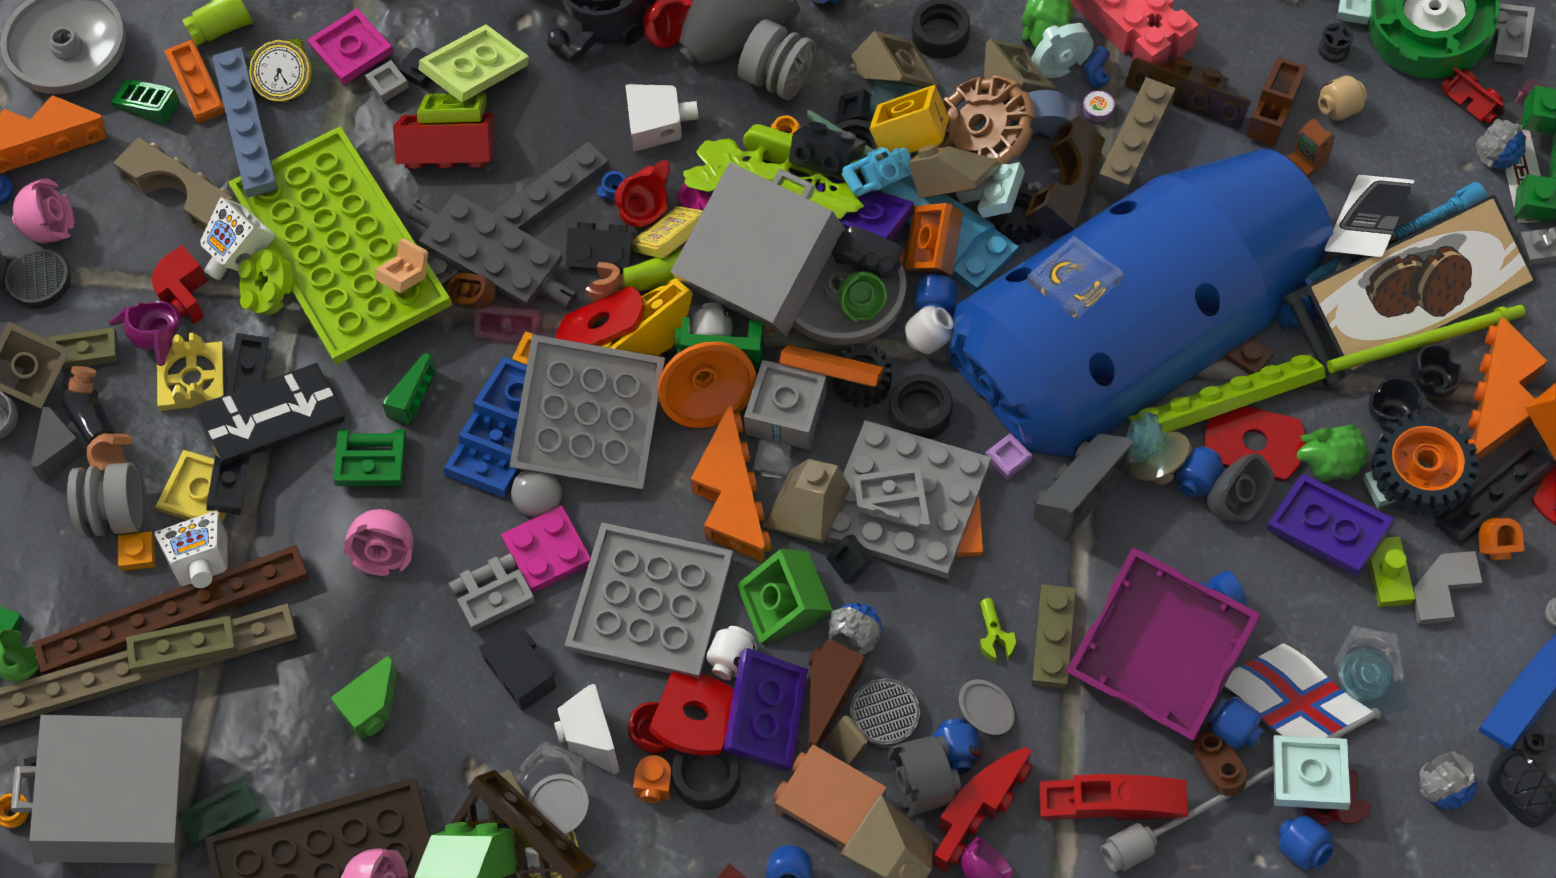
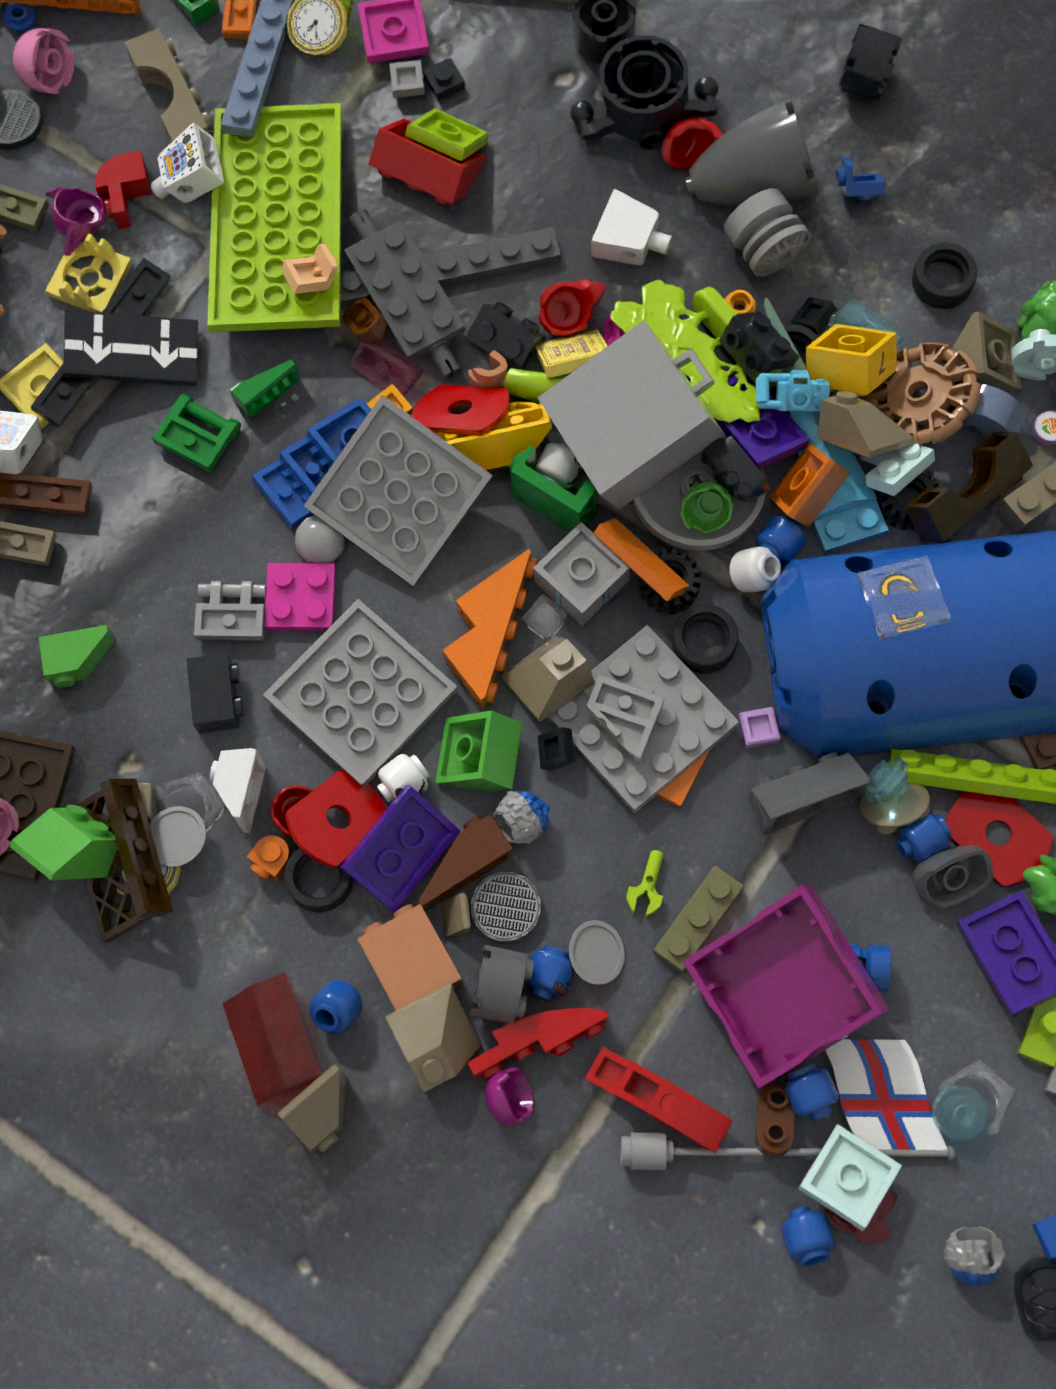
camera: 30 degrees right, 10 degrees up
(262, 296) = (193, 221): lime plate -> none
(379, 542) = (158, 515): bright pink cylinder -> none
(473, 63) = (490, 99): yellowish green plate -> none
(610, 180) = (549, 275): blue plate -> none
(703, 398) = (516, 518): orange dish -> none
(892, 61) = (879, 288): dark tan slope -> none

